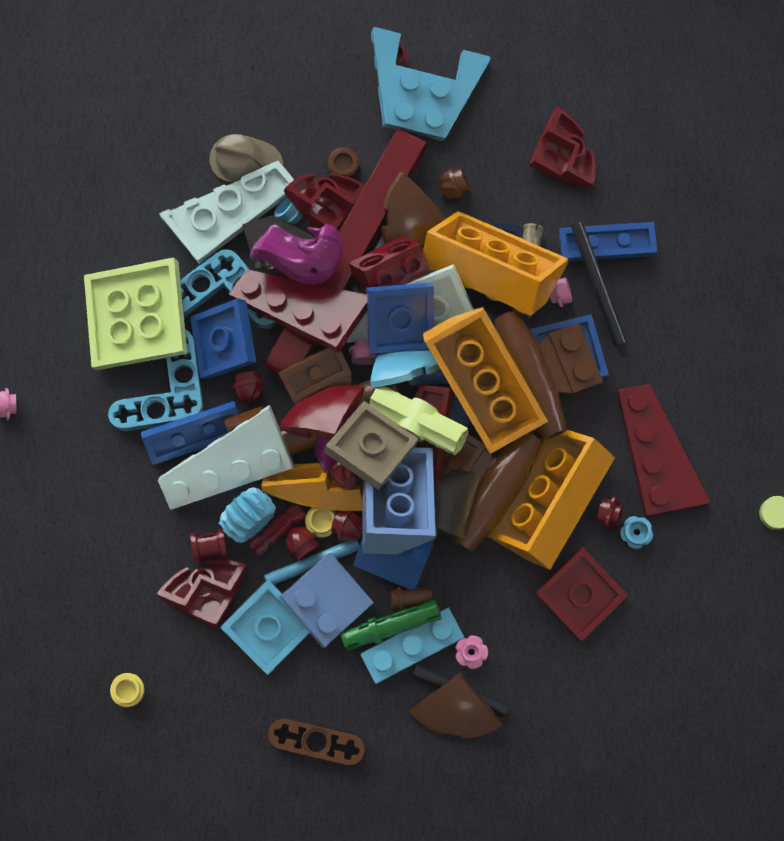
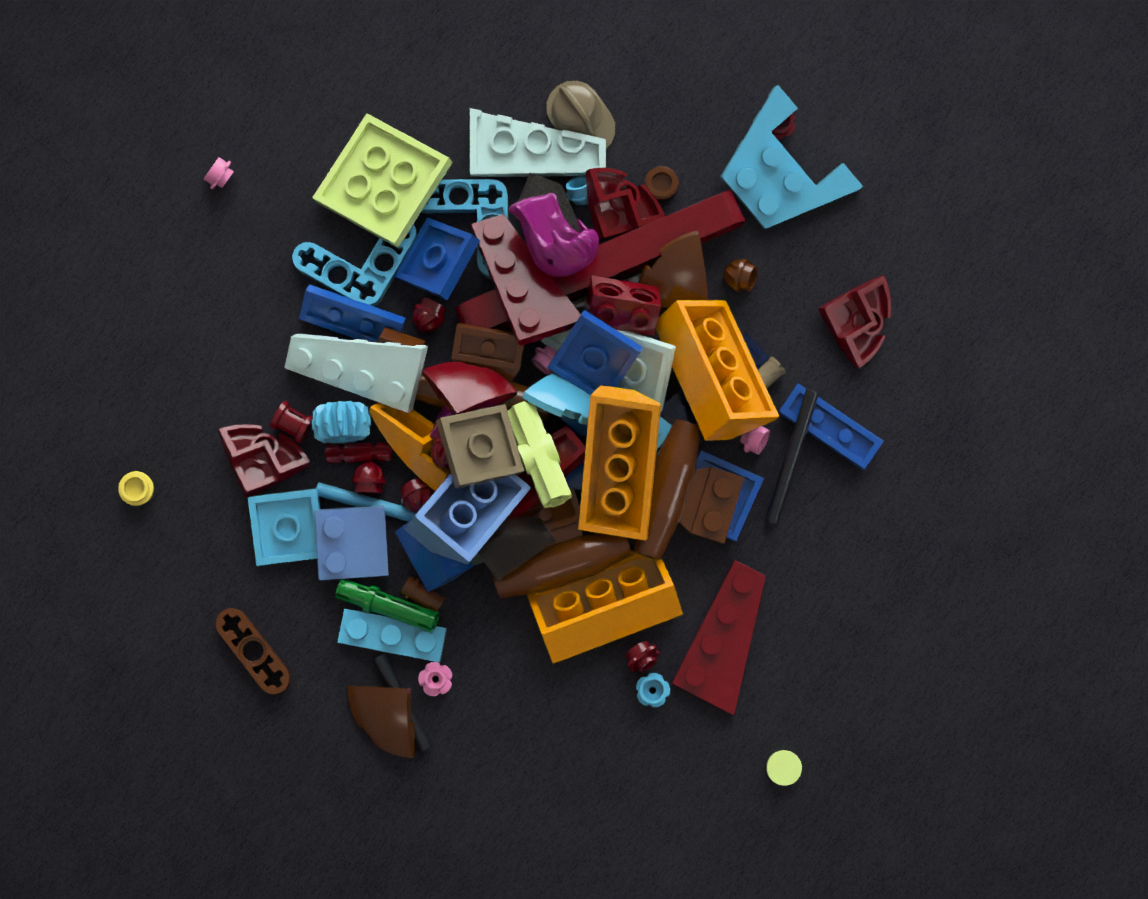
camera: 40 degrees right, 5 degrees up
(320, 521) = (397, 474): light yellow plate -> none
(581, 594) = (563, 704): dark red plate -> none

